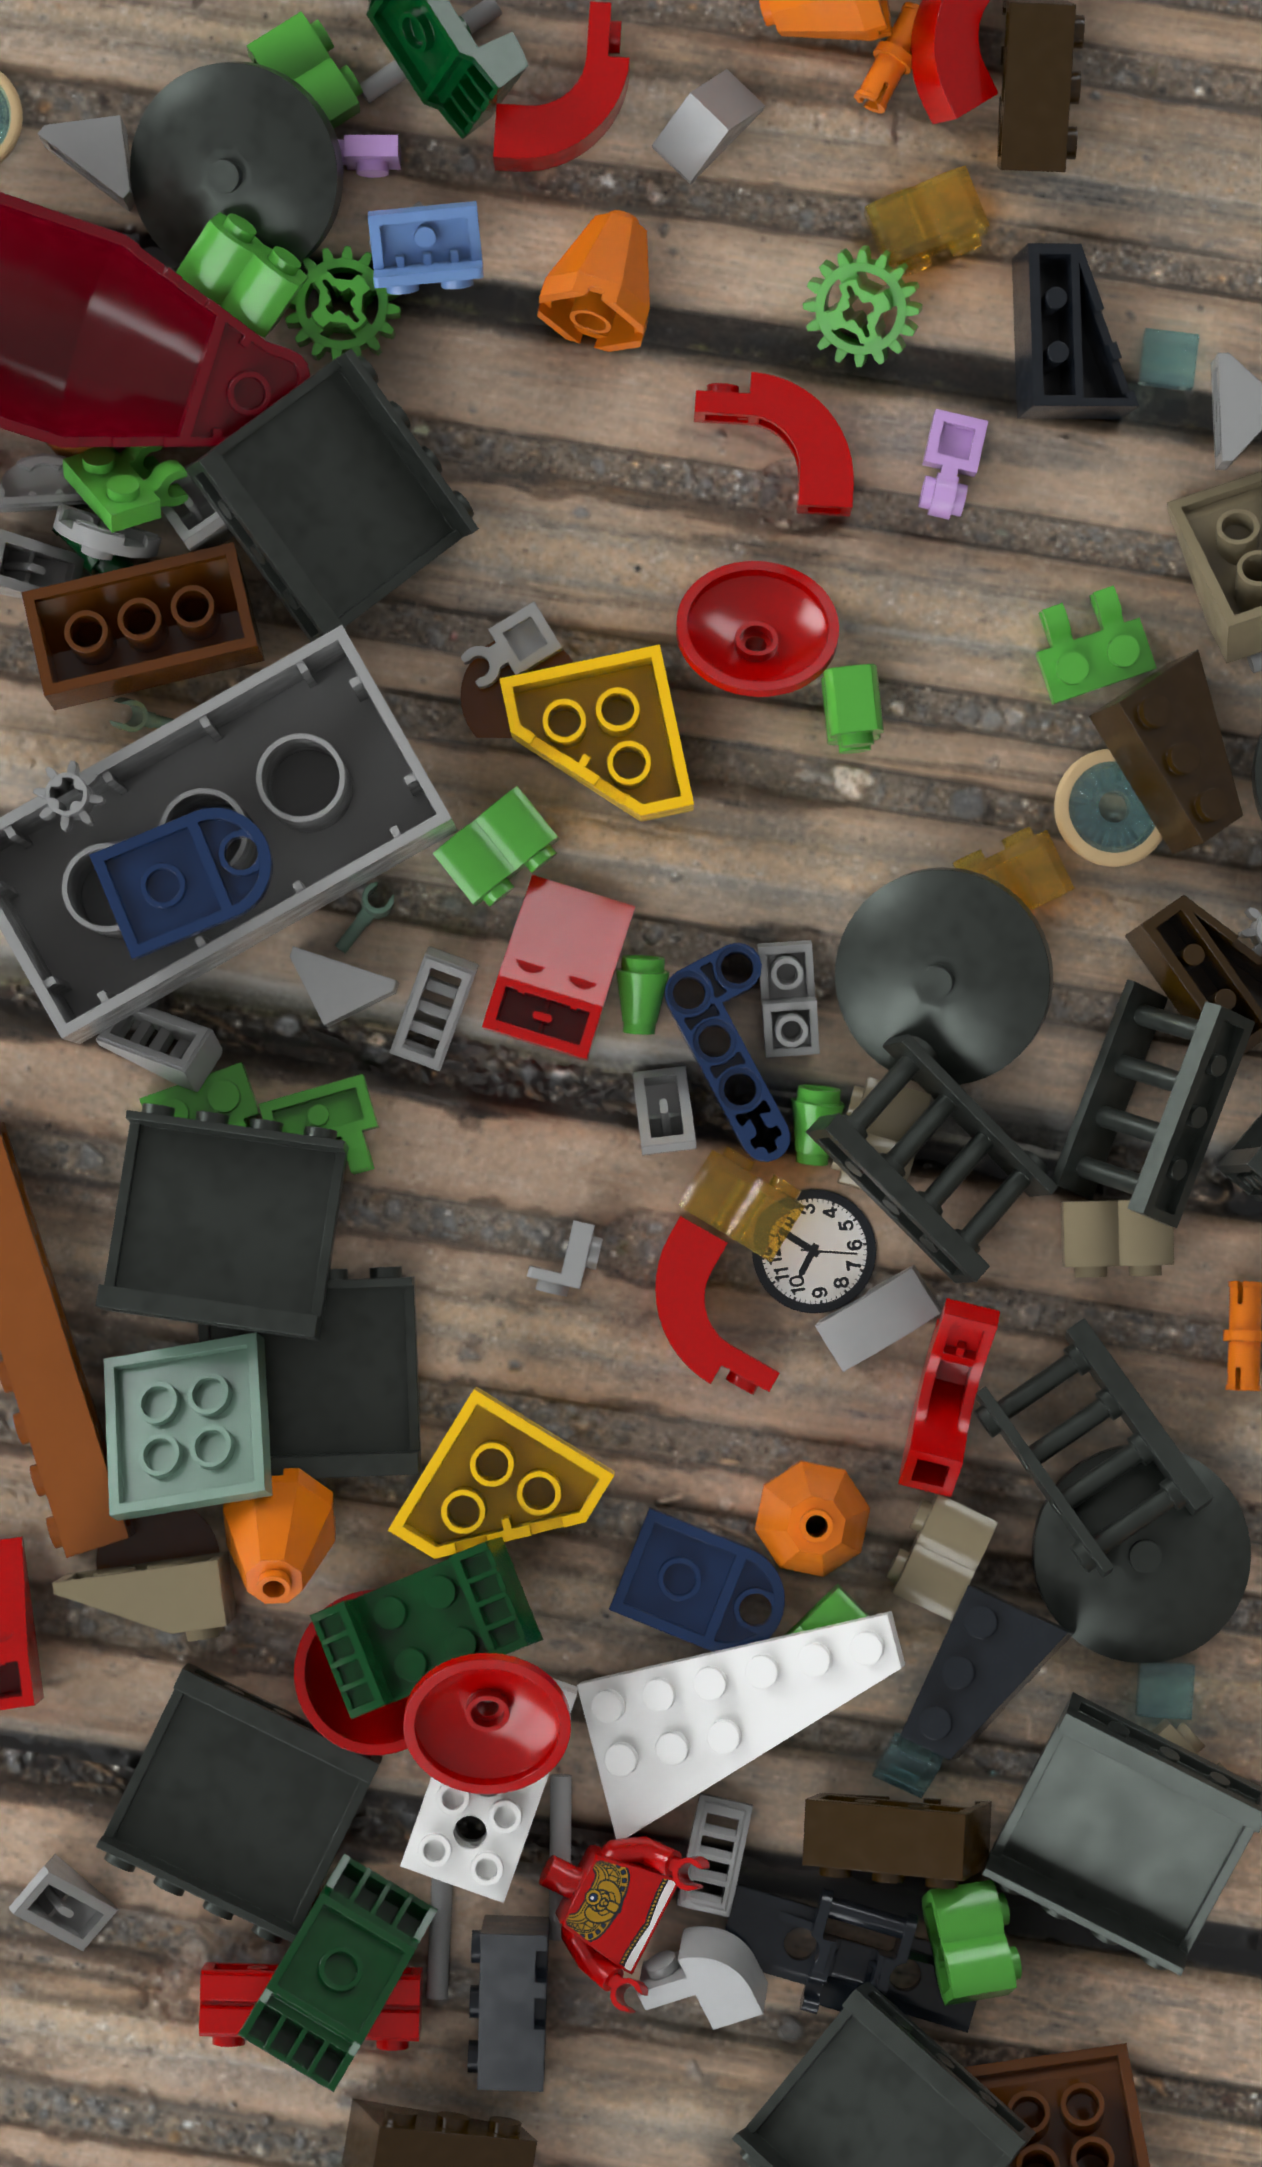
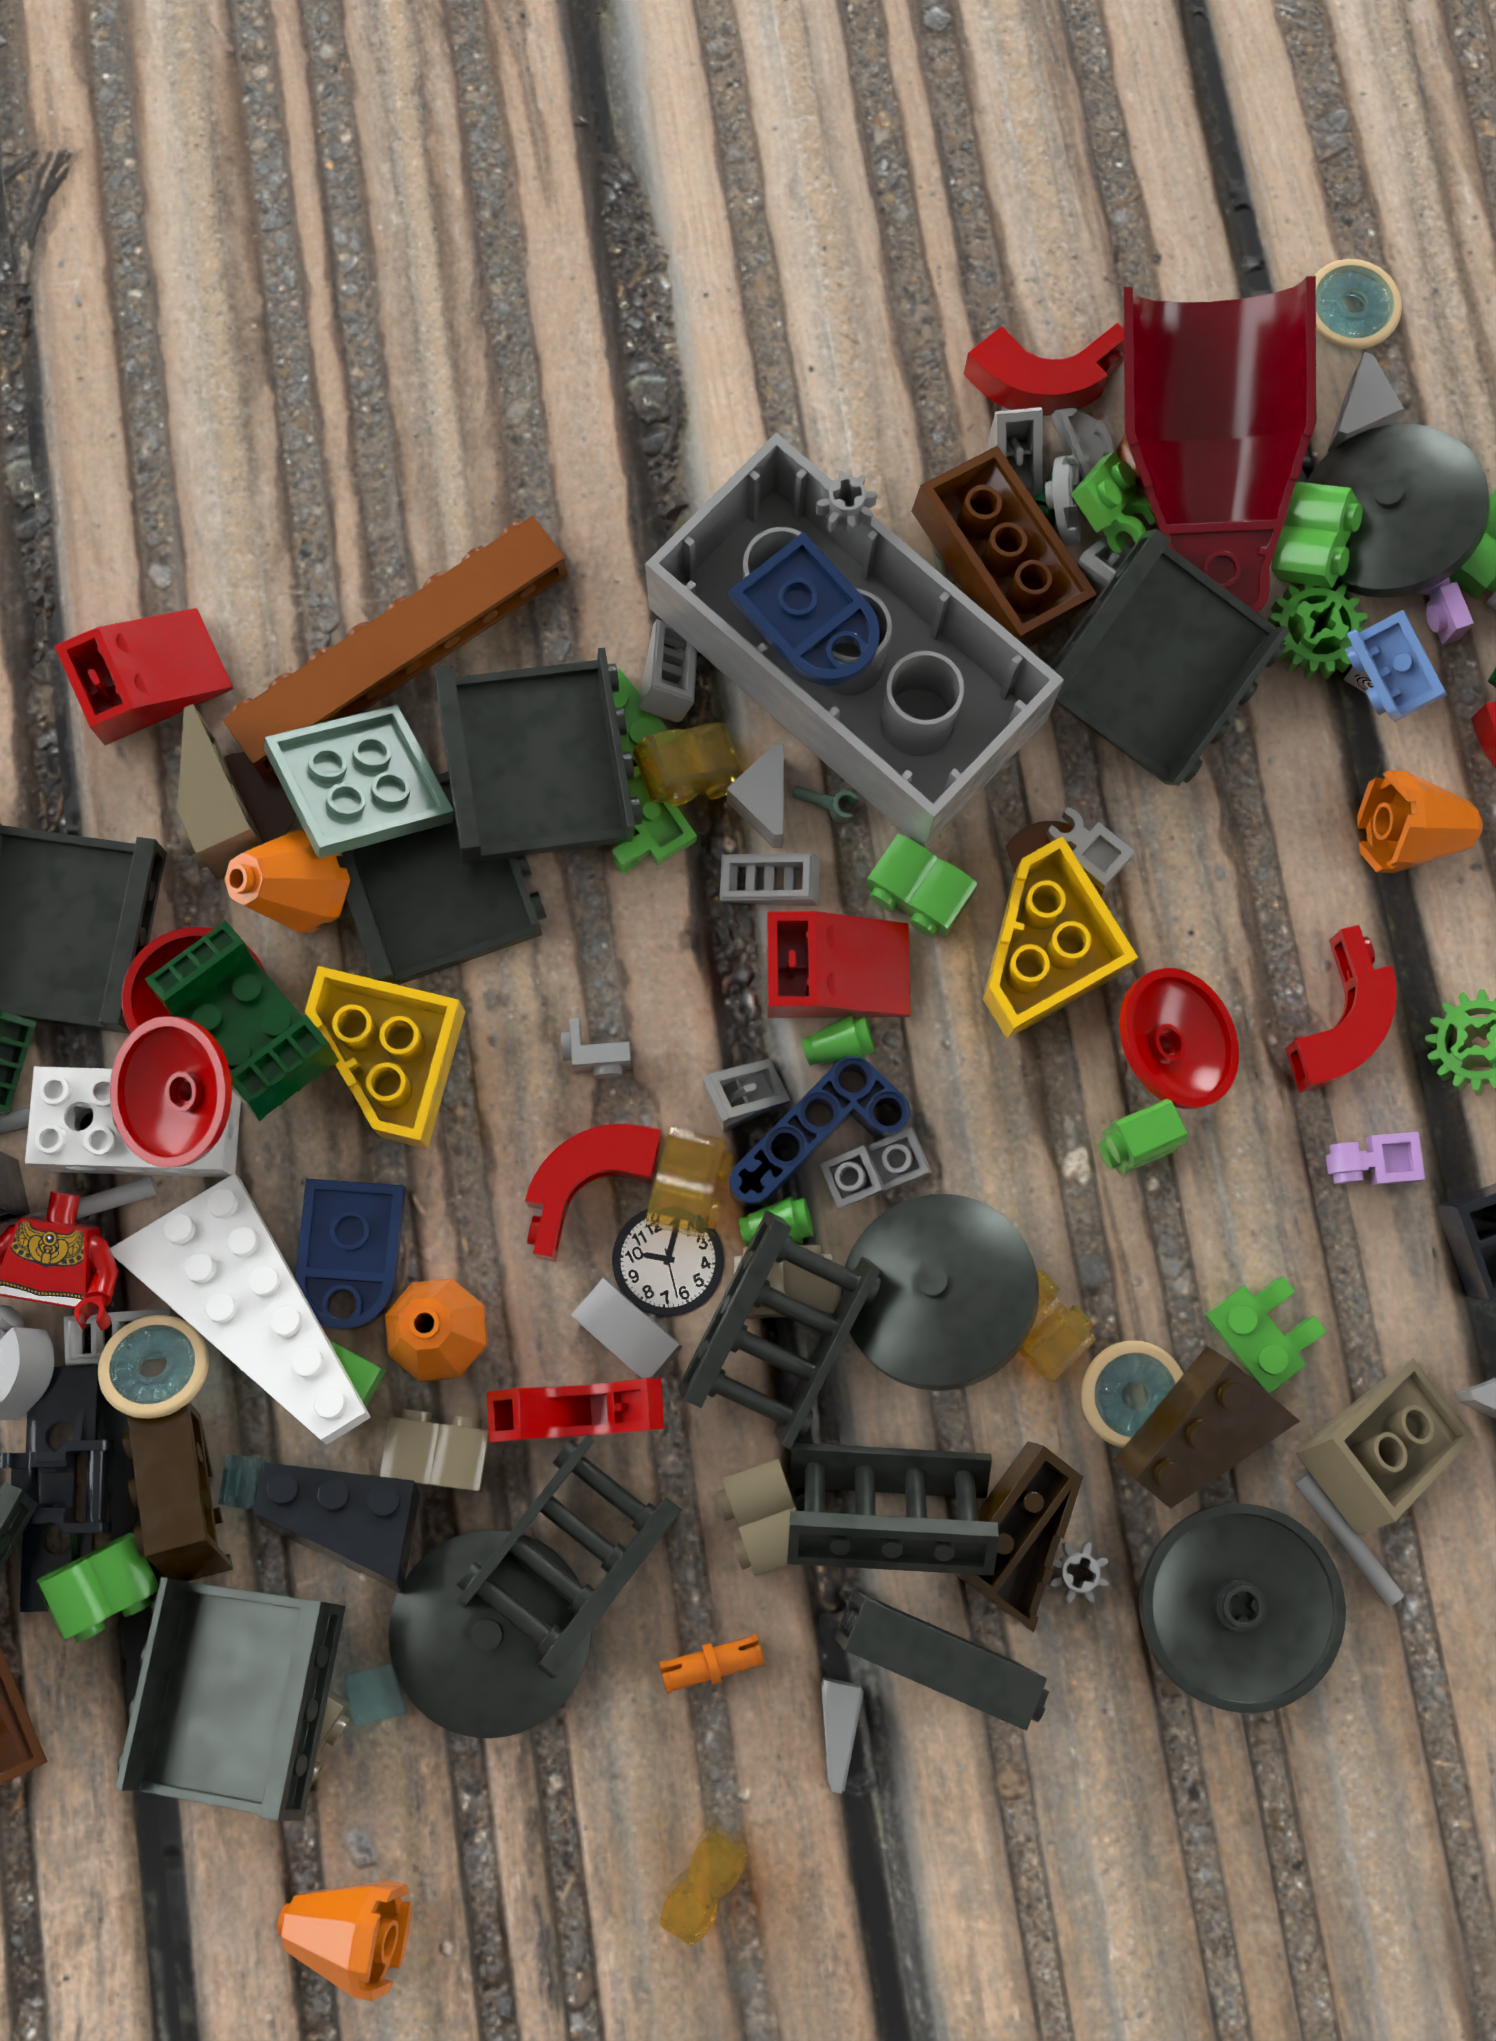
camera: 65 degrees right, 10 degrees down
(279, 1057) = (688, 763): none -> clear yellow brick
(793, 1817) = (158, 1395): none -> wheel

